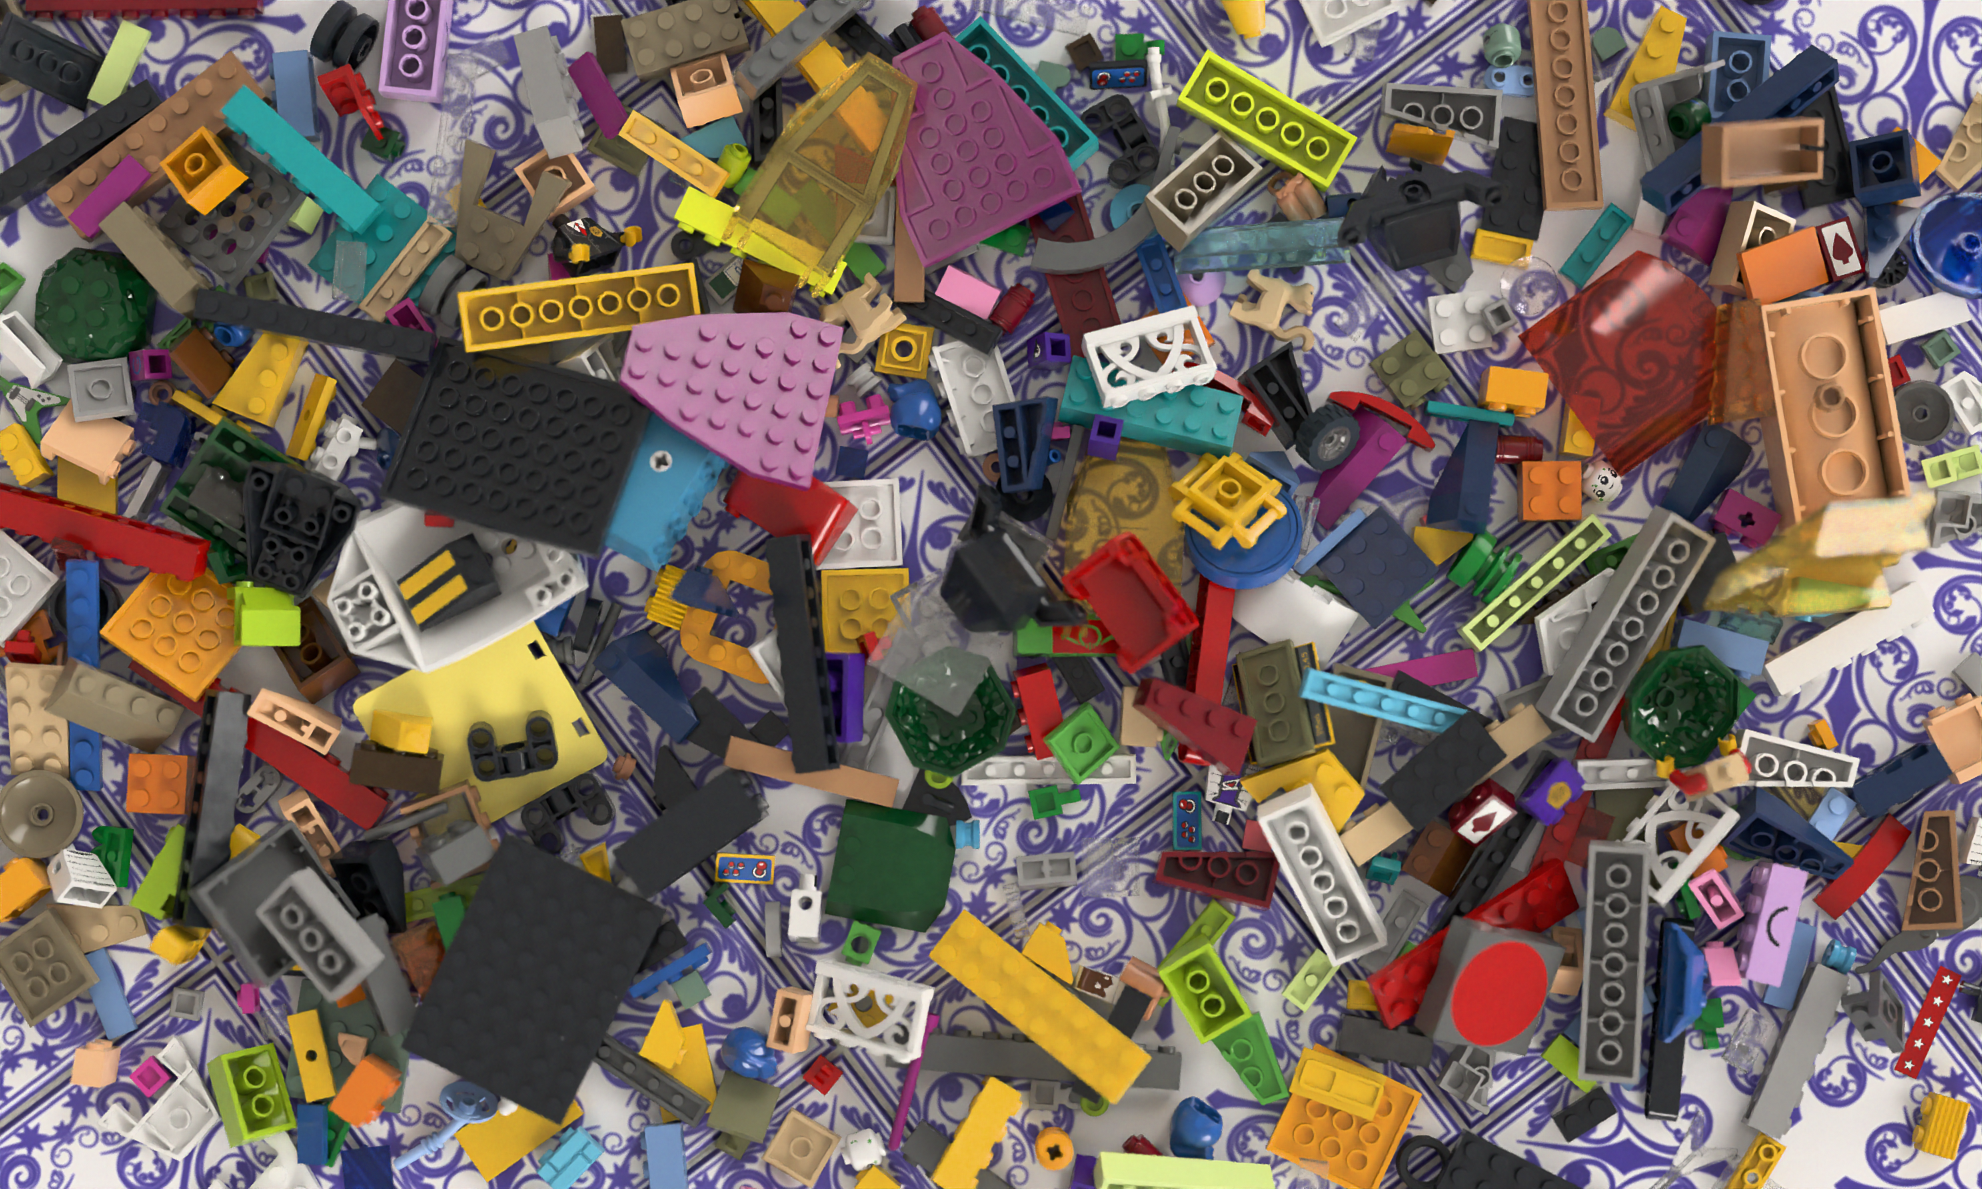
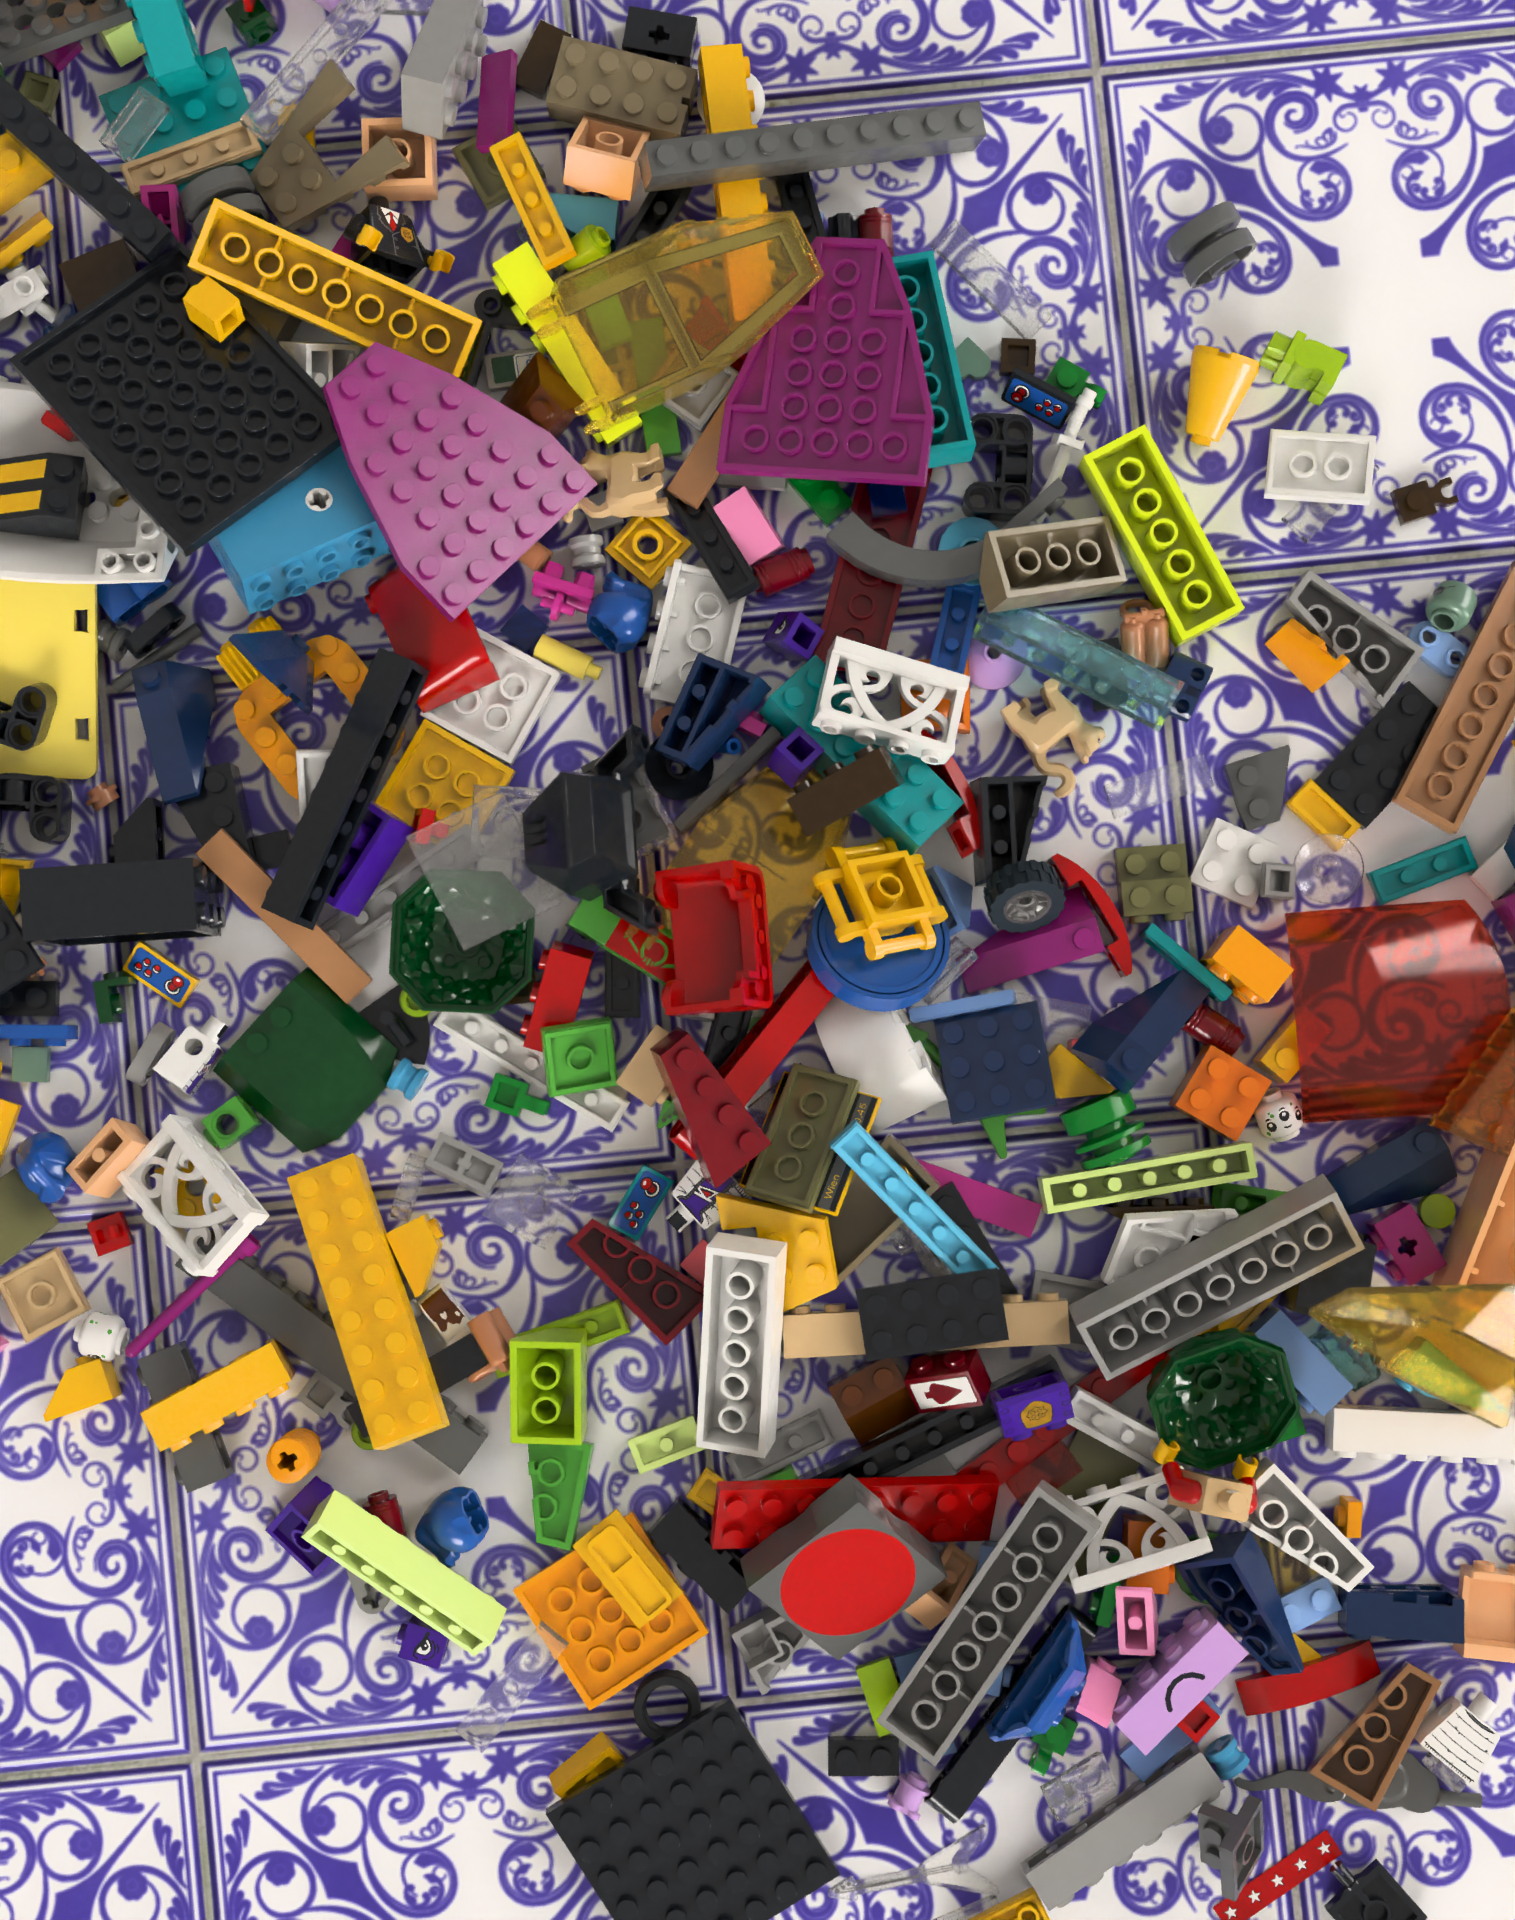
camera: 30 degrees right, 0 degrees up
(500, 371) = (213, 308): none -> yellow brick
(895, 465) = (566, 658): none -> light yellow cylinder
(1155, 439) = (844, 788): none -> dark brown brick
(1383, 869) = (811, 1376): teal tile -> none
(1416, 215) = (1258, 724): black helmet -> none
(1633, 1120) = (909, 1794): none -> lavender brick
(1752, 481) = (1436, 1210): none -> lime tile
(1802, 942) = (1198, 1721): none -> red plate

